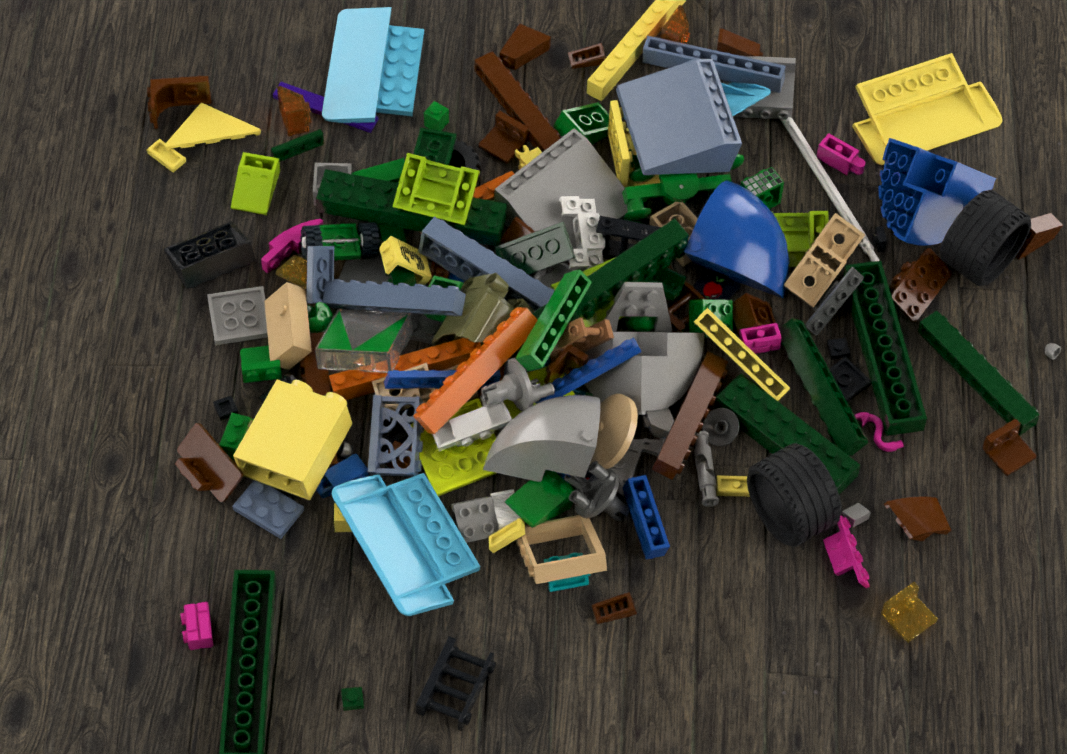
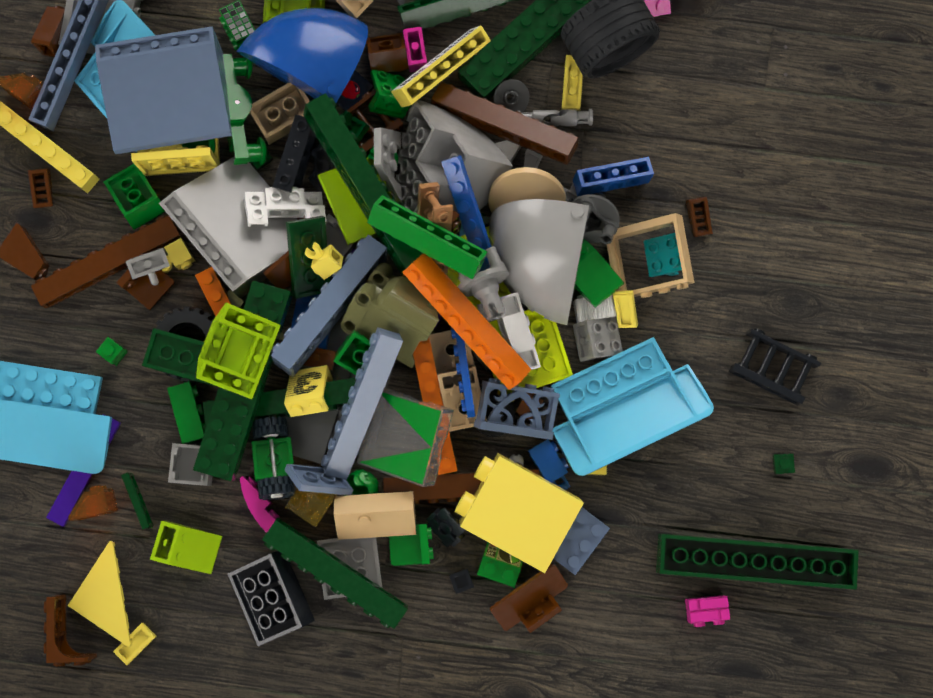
camera: 90 degrees left, 25 degrees up
(231, 296) = (335, 573): none -> dark green brick
(517, 130) = (148, 264): none -> light grey plate
(530, 261) = (324, 261): none -> light yellow brick

